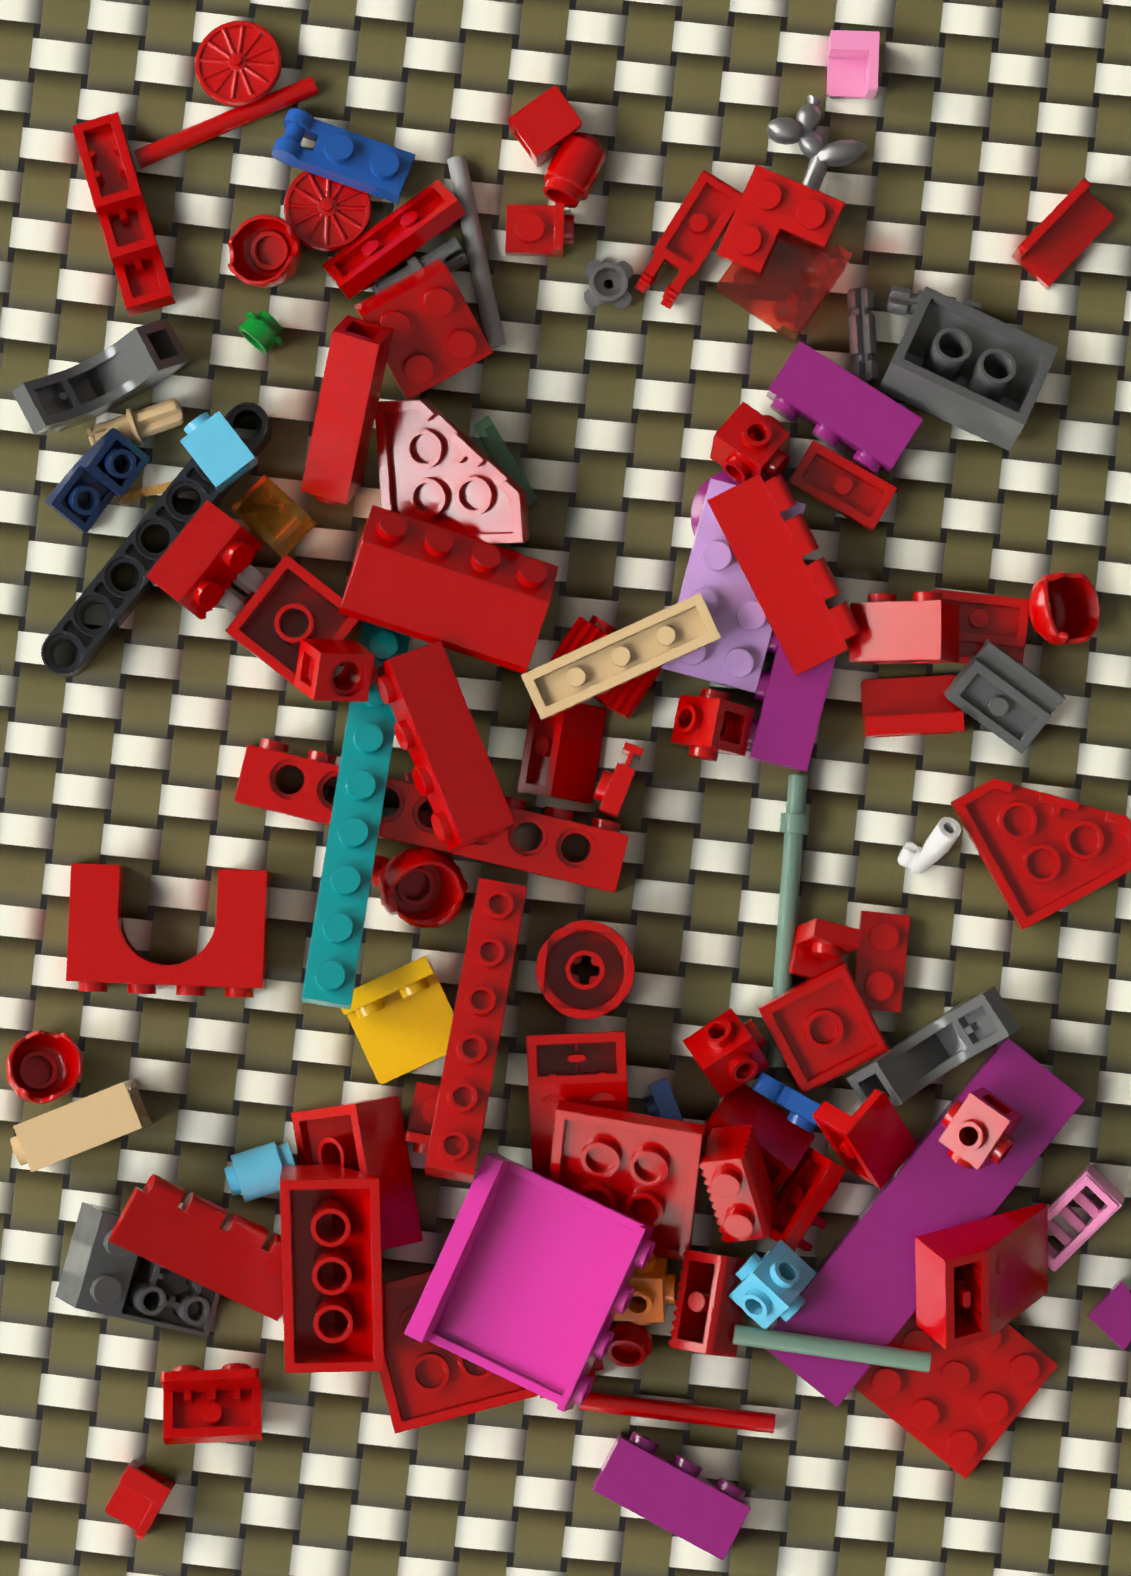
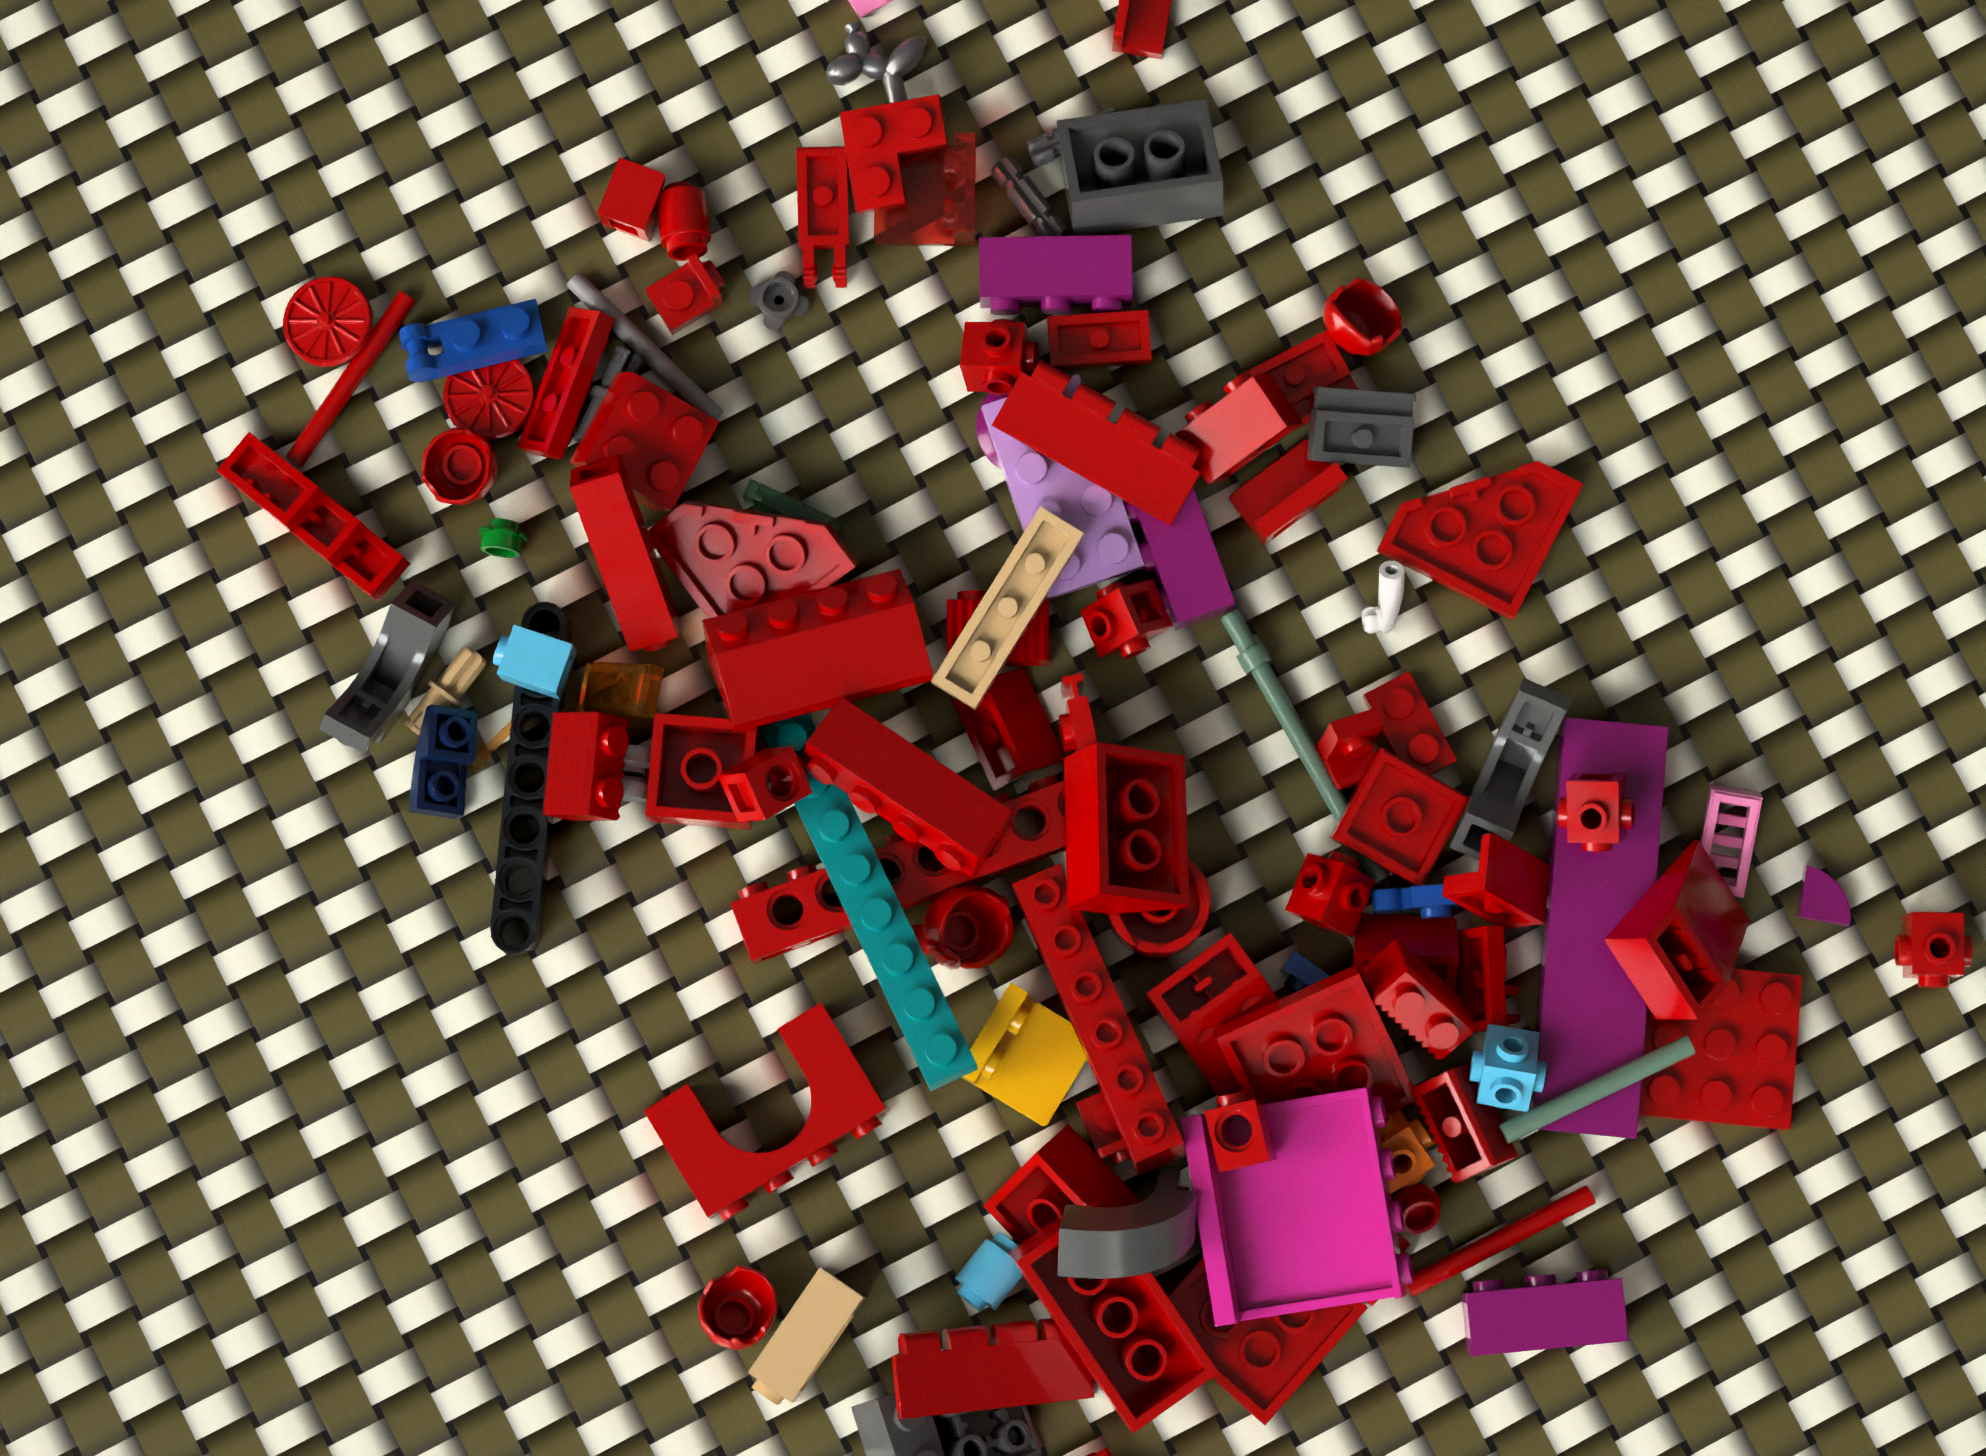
camera: 35 degrees left, 5 degrees down
(380, 1224) = (1130, 1237): none -> dark grey arch
(504, 1206) = (1226, 1152): none -> red brick
(595, 897) = (1125, 830): none -> red slope

